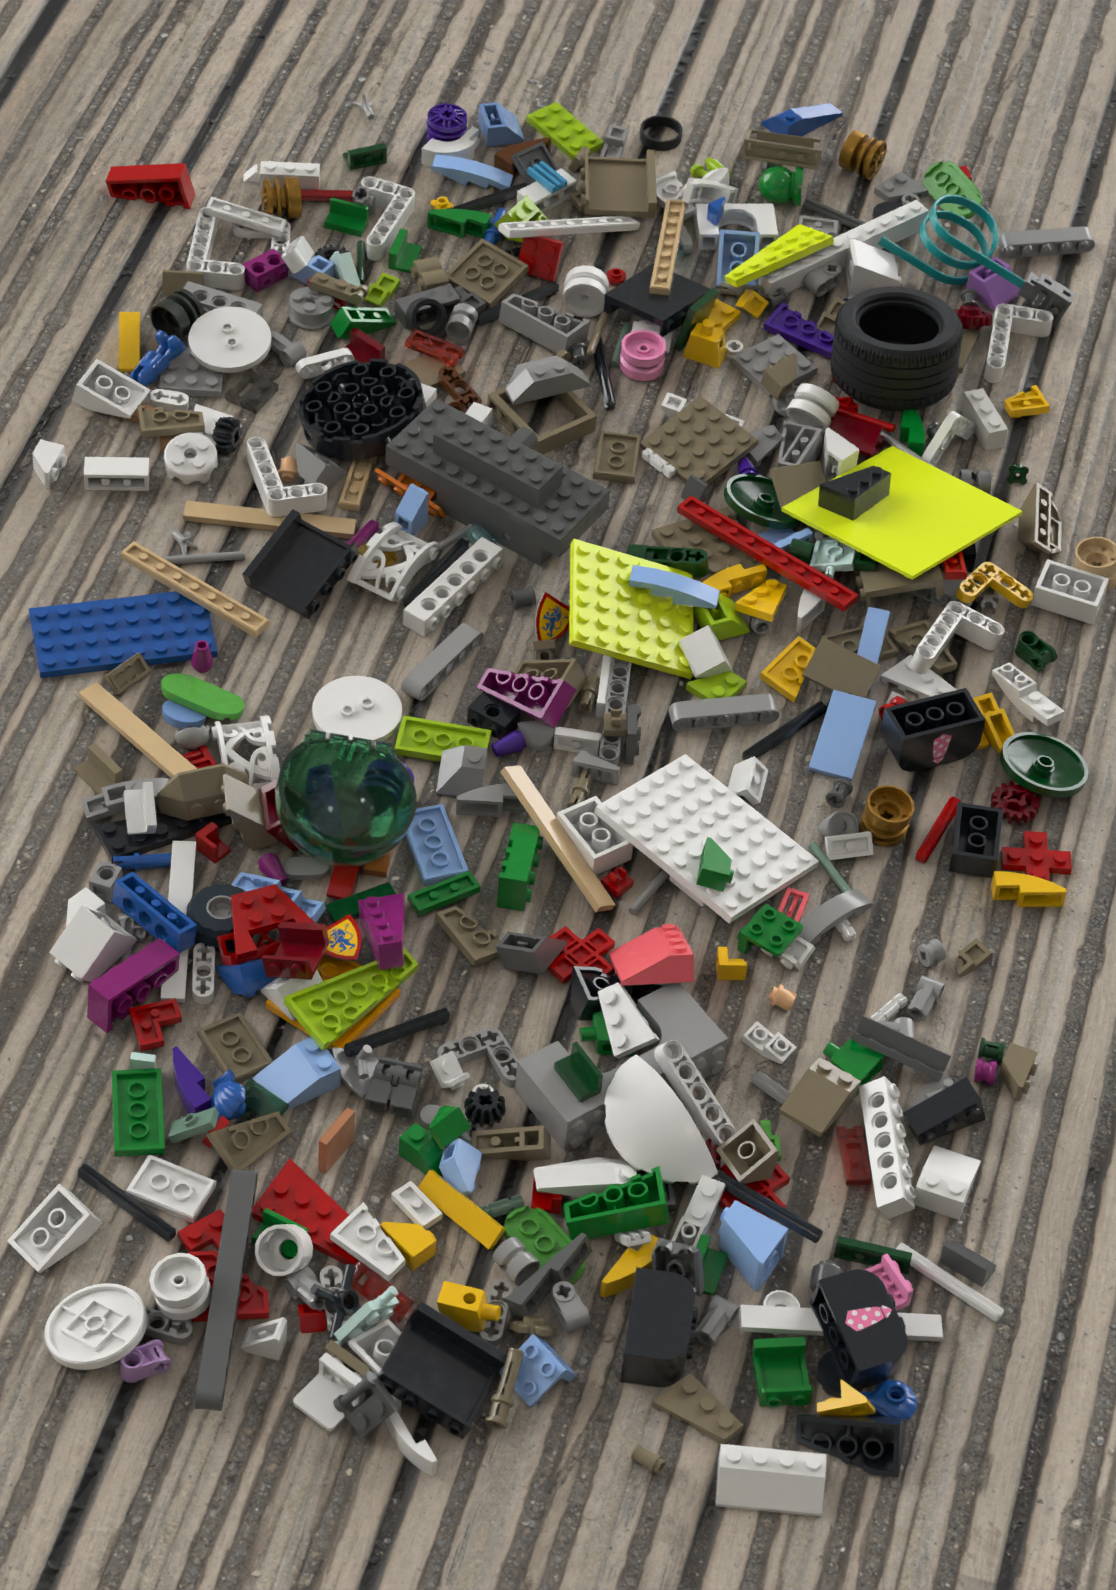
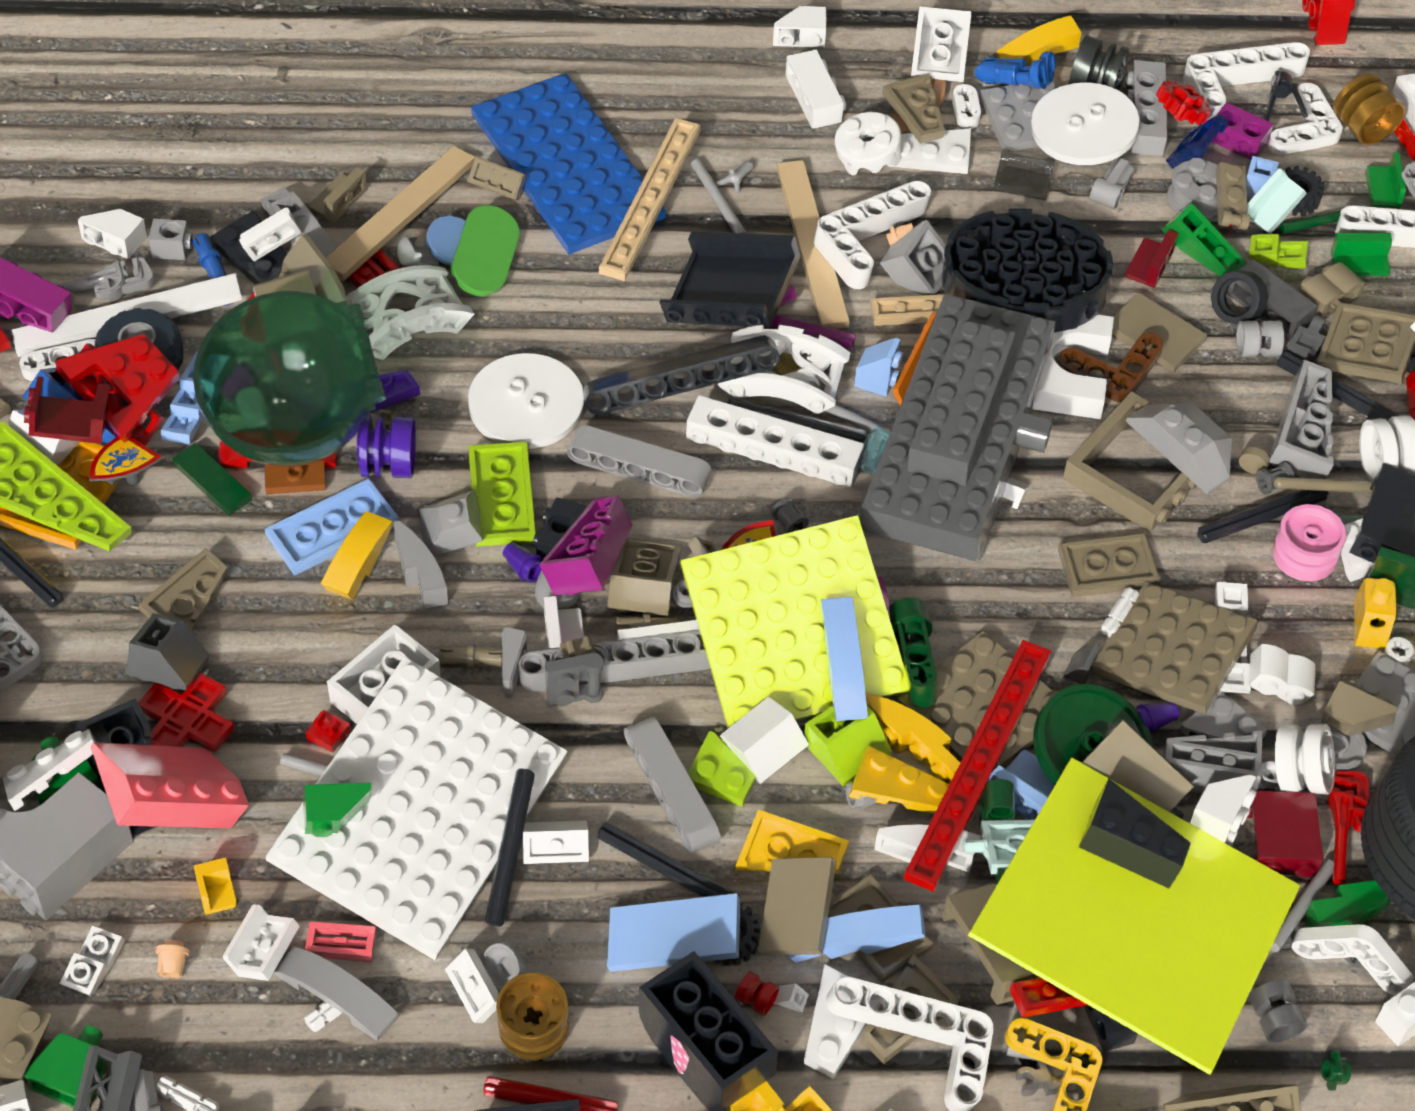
camera: 75 degrees right, 5 degrees up
(91, 944) = (65, 246): white slope -> none
(154, 912) = (108, 280): blue brick -> none
(173, 280) = (1175, 64): dark tan slope -> none
(202, 658) = (547, 234): magenta cone -> none
(227, 434) = (923, 162): black gear -> none
(233, 234) = (1282, 87): none -> black plant
(239, 281) = (1183, 102): none -> red gear
(245, 216) = (1314, 85): white tile -> none
(264, 294) = (1197, 141): none -> clear blue plate
(297, 254) = (1275, 147): white beam -> none
(307, 369) = (1120, 236): white beam -> none
(384, 612) = (695, 379): none -> black beam
(384, 928) = (147, 497): magenta wedge -> none
(435, 347) = (1191, 320): clear red plate -> none
(444, 893) = (248, 552): green plate -> none
(474, 830) = (357, 555): none -> yellow slope
(518, 867) = (309, 613): green wedge -> none
(558, 838) = (392, 610): tan tile -> none
(739, 402) = (1282, 674): none -> white brick
(754, 798) = (509, 847): none -> black axle
(770, 931) = (271, 914): green bracket -> none
(828, 866) = (428, 976): sand green bar -> none
(839, 793) = (571, 954): dark grey bush -> none

